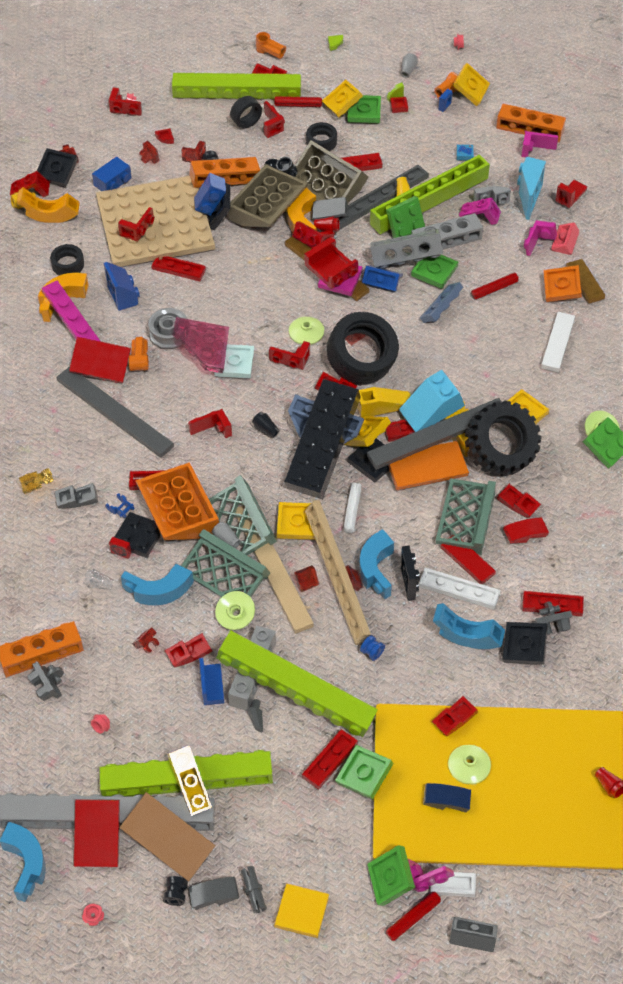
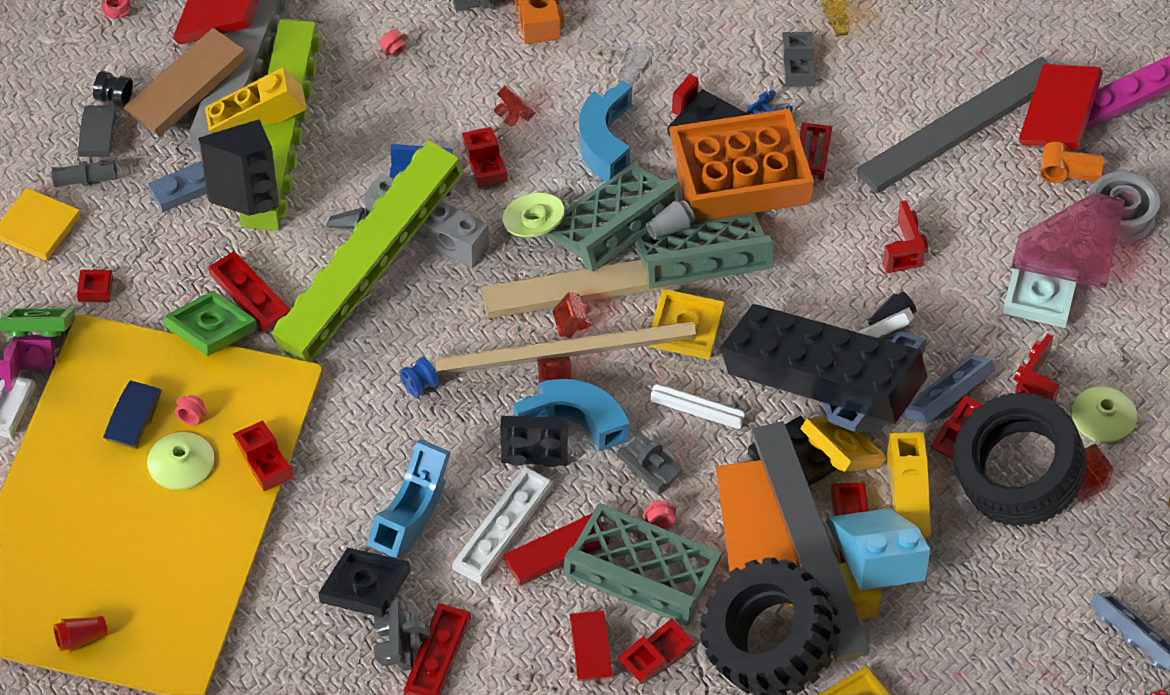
camera: 100 degrees right, 0 degrees up
(242, 818) = (178, 187): none -> sand blue plate
(261, 753) = (240, 169): none -> black slope
(284, 422) = (889, 324): none -> white tile
(302, 386) = (949, 389): none -> sand blue plate
(344, 858) = (95, 286): none -> red tile
(402, 519) = (650, 463): none -> dark grey hips
(432, 512) = (660, 514): none -> coral plate
(434, 764) = (190, 409): none -> coral plate

